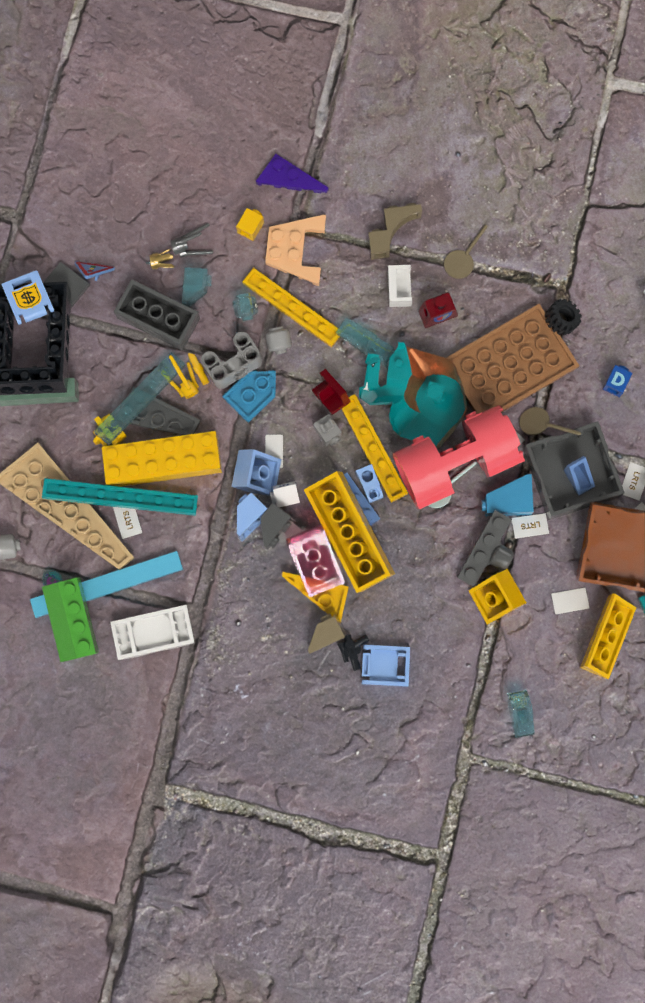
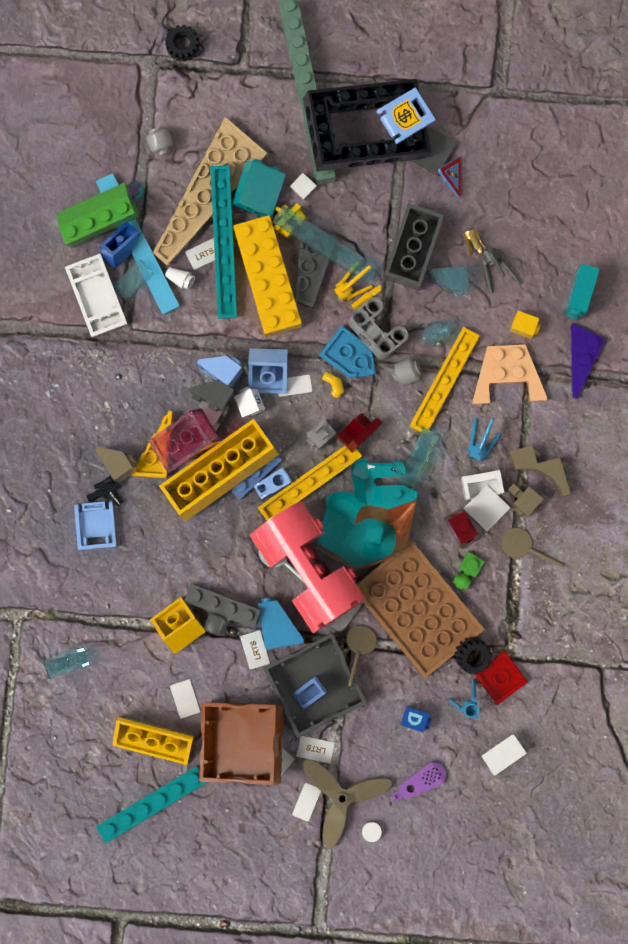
camera: 75 degrees right, 5 degrees up
(72, 454) = (258, 188): none -> teal brick
(77, 413) = (303, 186): none -> white tile
(105, 600) = (119, 244): none -> blue slope
(142, 592) = (133, 279): none -> clear light blue tile
(148, 545) = (180, 278): none -> white cone
(227, 166) = (581, 291): none -> teal brick
(278, 409) = (336, 383): none -> yellow arm
(366, 283) = (479, 451): none -> dark azure plant
(420, 247) = (526, 500): none -> dark tan brick
(421, 285) = (486, 508): none -> white sticker
(476, 309) = (470, 566): none -> bright green plate
(587, 295) = (501, 678): none -> red tile
(614, 324) = (470, 706): none -> dark azure plant

